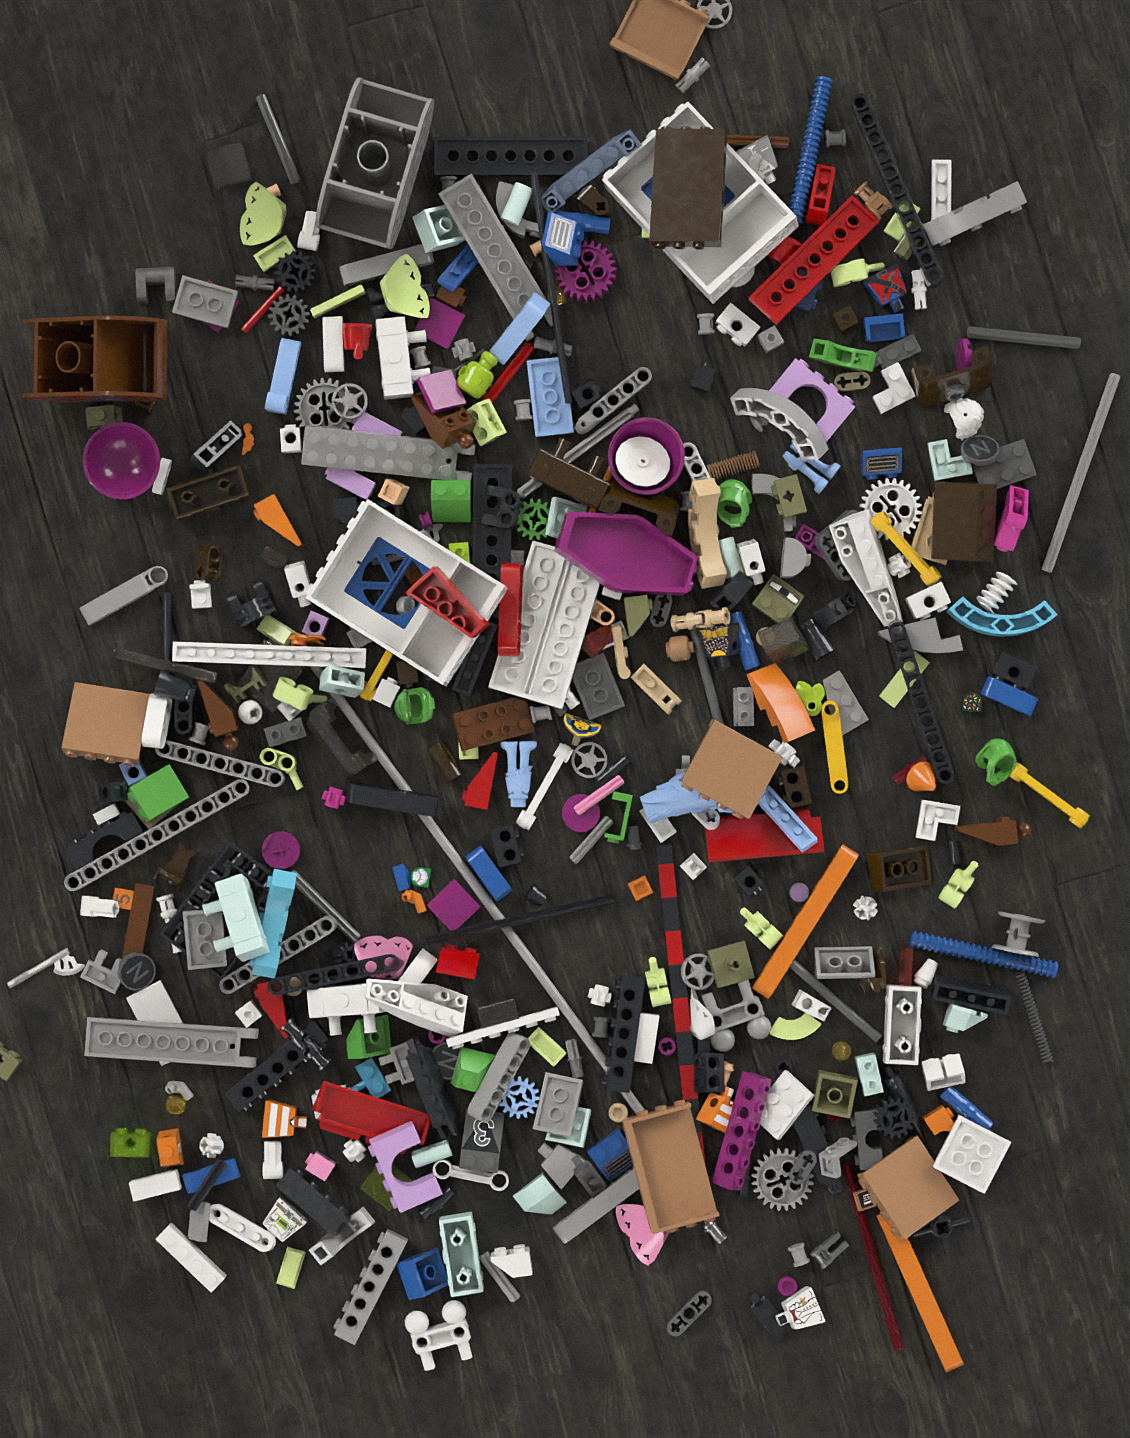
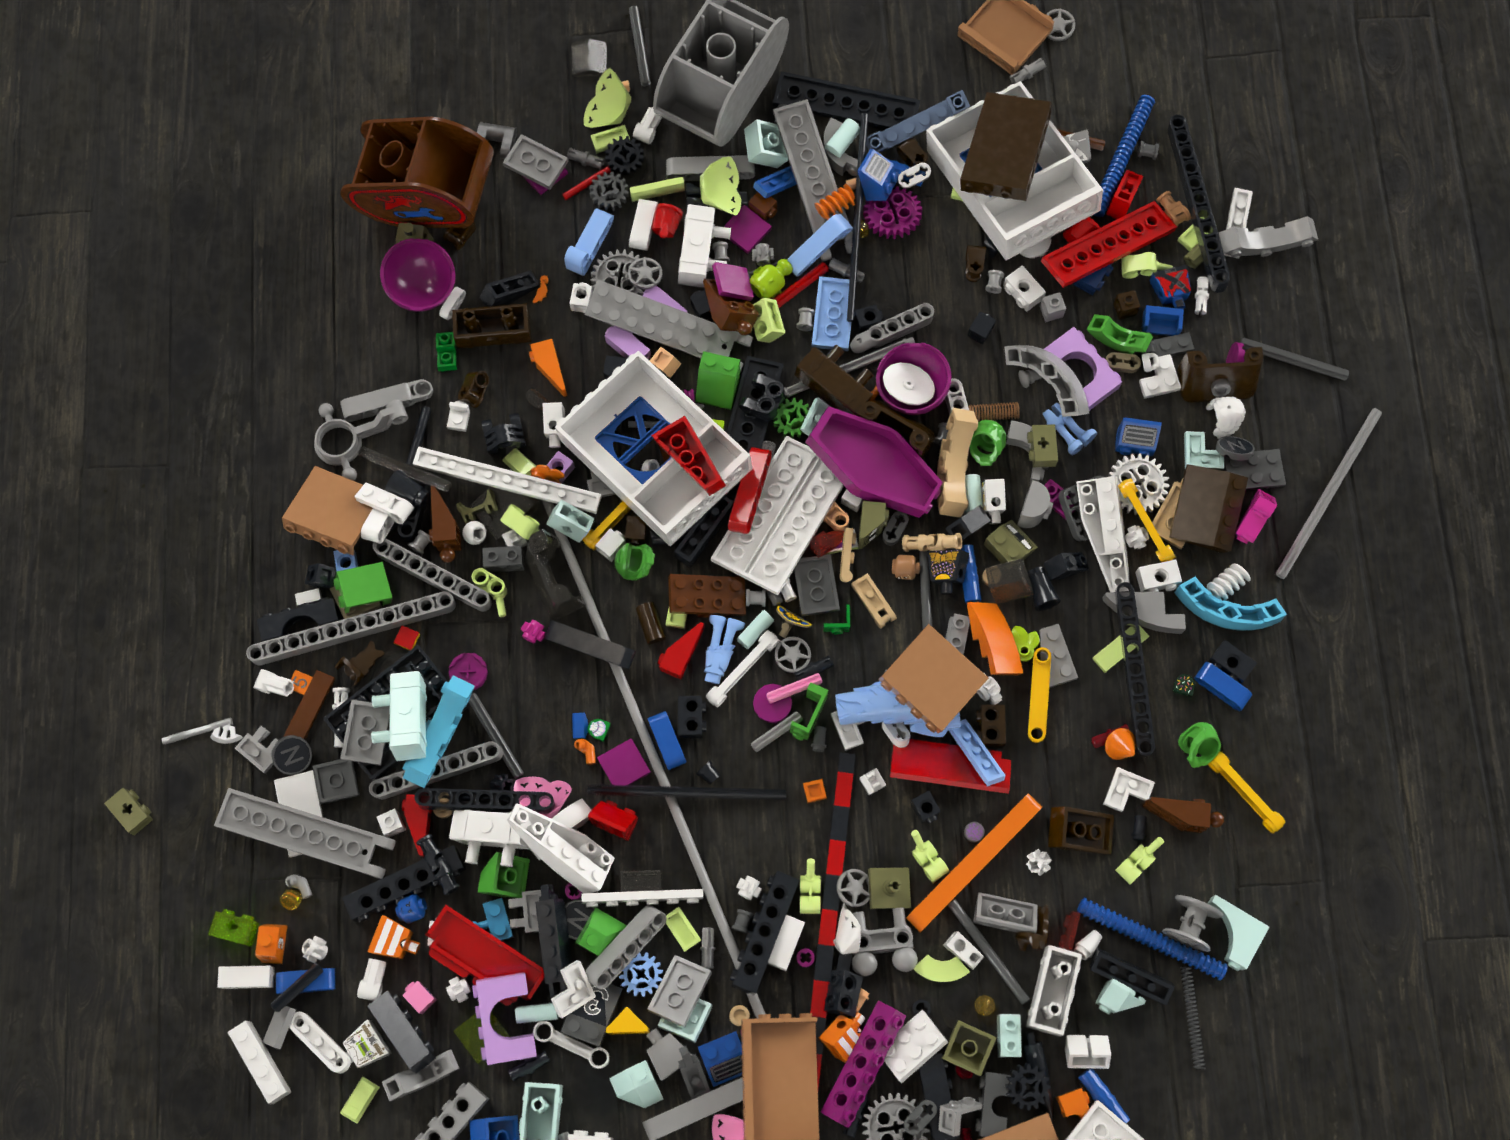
camera: 10 degrees right, 15 degrees down
(138, 610) = (393, 414): none -> light grey piece
(156, 706) = (386, 502): none -> white plate
(169, 528) = (446, 351): none -> green slope
(184, 985) = (335, 781): none -> dark grey plate
(212, 831) = (406, 638): none -> red tile
(290, 1087) = (411, 908): none -> blue head
(466, 1129) = (578, 991): none -> white plate
(518, 1146) = (627, 1023): none -> yellow slope
(526, 282) = (835, 202): none -> orange piece
(547, 745) = (755, 629): none -> light aqua brick
(602, 231) = (912, 171): none -> white beam
(629, 725) = (839, 628): none -> green bracket
(681, 304) = (974, 261): none -> dark brown piece
(876, 377) = (1146, 361): none -> white tile
(1068, 931) = (1244, 933): none -> light aqua arch

